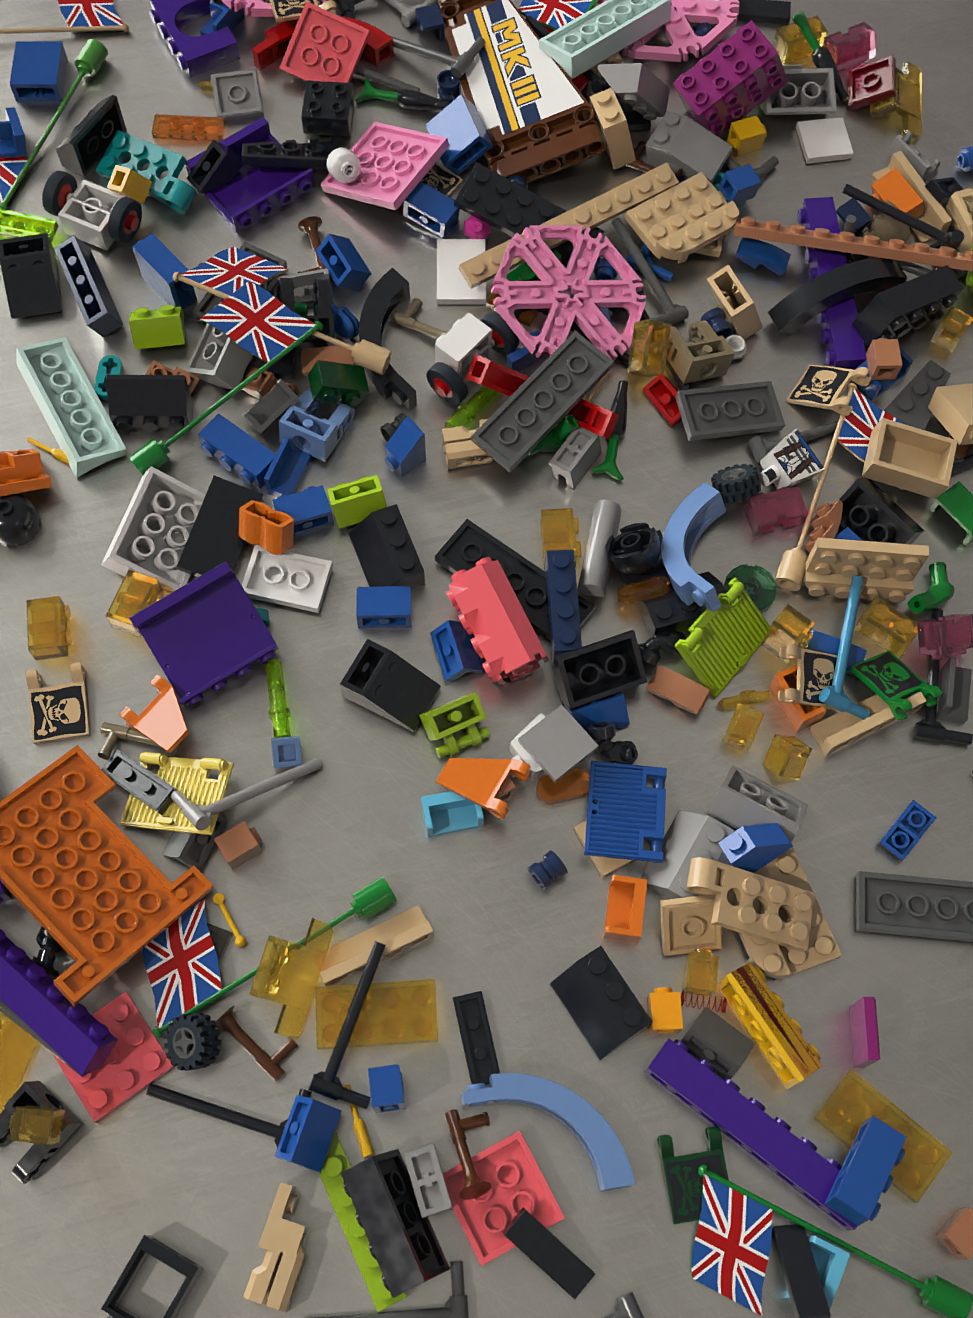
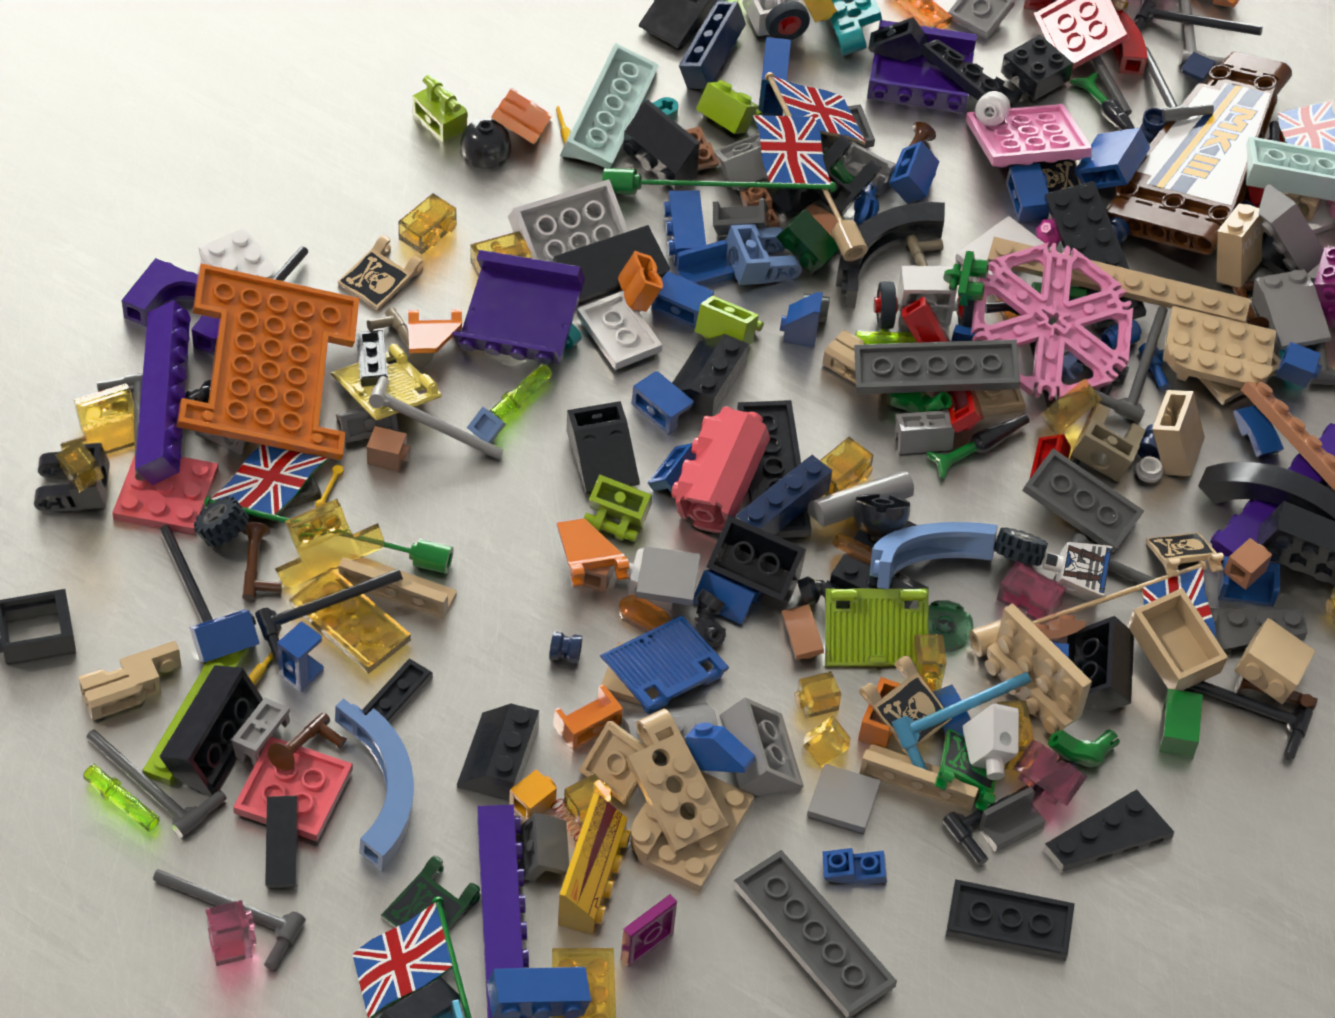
camera: 45 degrees right, 15 degrees down
(450, 813) = (544, 556): medium azure panel -> none
(490, 304) = (967, 288): none -> green hips
(745, 697) = (847, 684): clear yellow piece -> none
(842, 786) = (843, 798): none -> light grey tile
(895, 648) = (992, 739): none -> white torso

